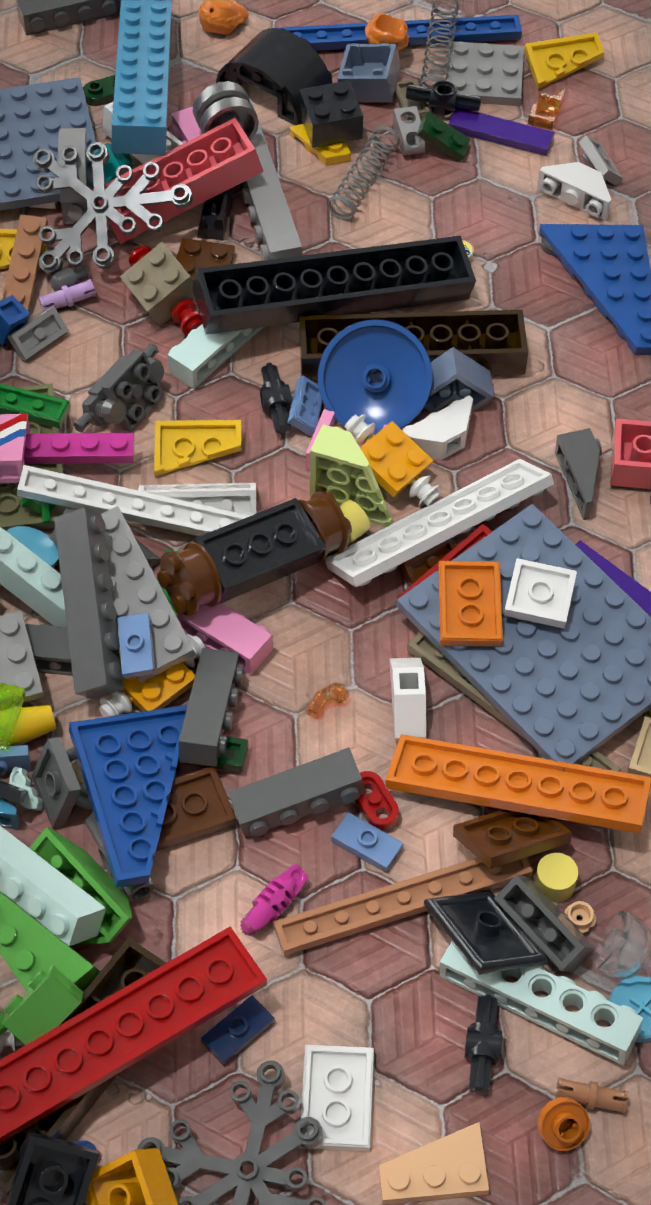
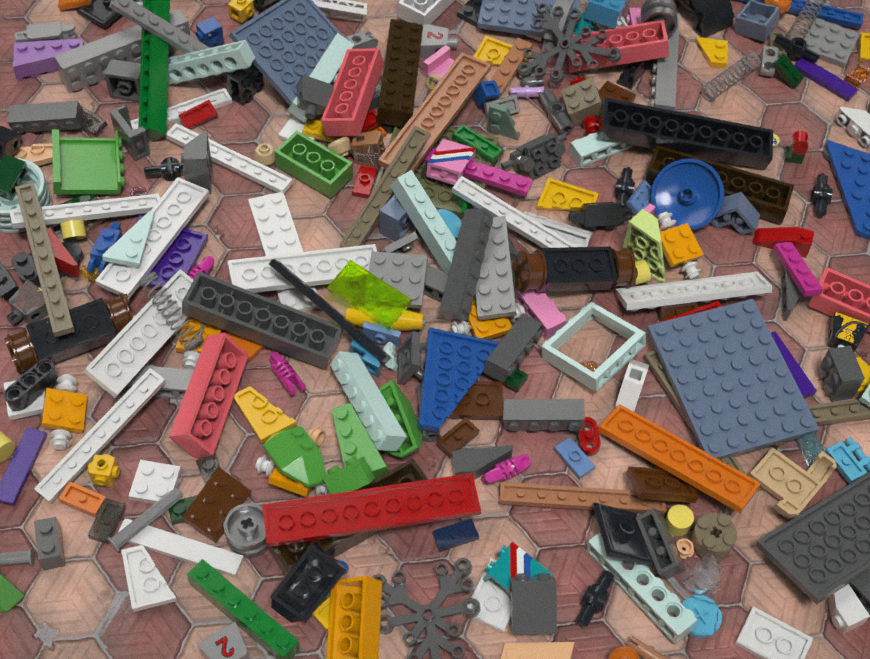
camera: 20 degrees right, 0 degrees up
(47, 357) = (501, 121): none -> sand green wing
(125, 314) = (556, 112): none -> dark grey piece
(136, 645) = (483, 297): medium blue plate -> none
(180, 877) = (458, 437): none -> reddish brown plate
(226, 902) = (478, 460): none -> dark grey slope
(256, 452) = (600, 214): none -> black hinge
(318, 707) = (598, 378): none -> light aqua window
(331, 114) = (724, 36): black brick -> none
(357, 1054) = (511, 562): none -> teal panel
(399, 1090) = (533, 604): none -> dark grey panel
(443, 431) = (717, 240): white slope -> none
(470, 603) = (690, 342): orange tile -> none
(505, 251) = (798, 148): none -> leg
(540, 593) = (735, 351): white plate -> none
(541, 396) = (800, 237): none -> red slope
(565, 310) = (821, 194): none -> black axle
(577, 435) = (797, 269): none -> dark pink plate
(615, 881) = (714, 535): none -> dark tan brick

